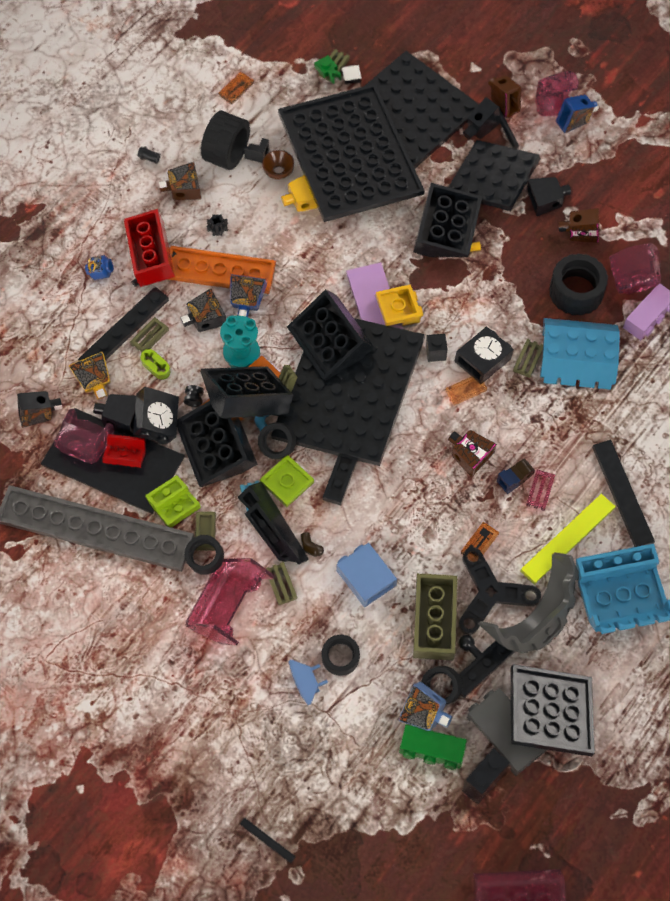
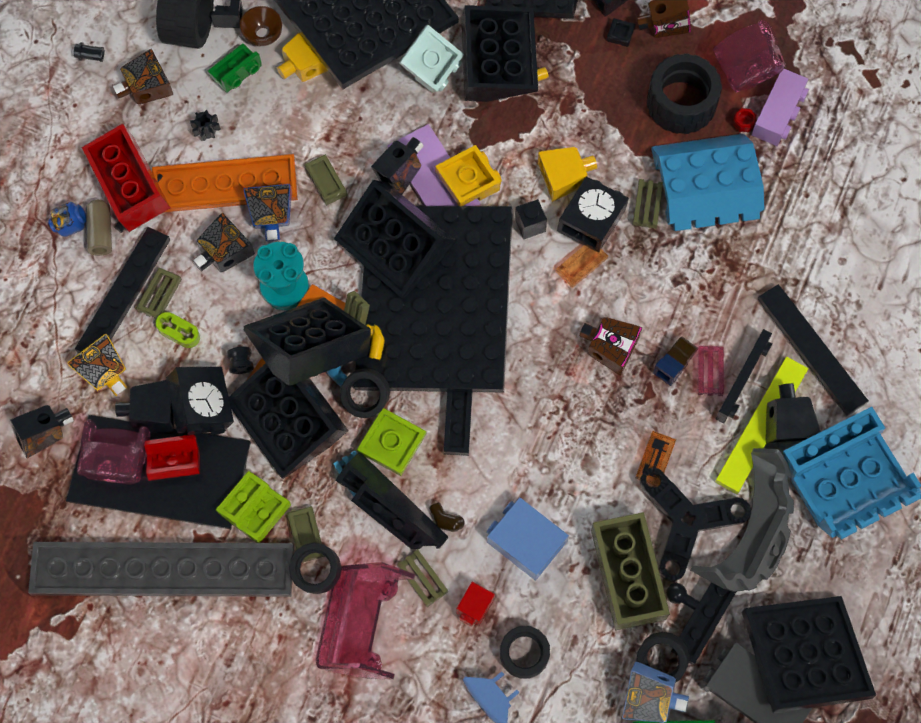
camera: 15 degrees left, 5 degrees up
(119, 279) = (98, 228): none -> dark tan brick
(251, 190) = (235, 68): none -> green bracket
(294, 284) = (325, 179): none -> olive tile
(296, 406) = (377, 342): none -> yellow arm
(313, 611) = (474, 604): none -> red brick
(349, 284) = (399, 164): none -> black torso
(396, 216) = (432, 59): none -> light aqua plate
(472, 318) = (564, 170): none -> yellow torso
(545, 230) = (620, 32): none -> black tile
(546, 518) = (760, 348): none -> black plate
(589, 536) = (790, 417): none -> black torso
(620, 314) = (744, 120): none -> red tile

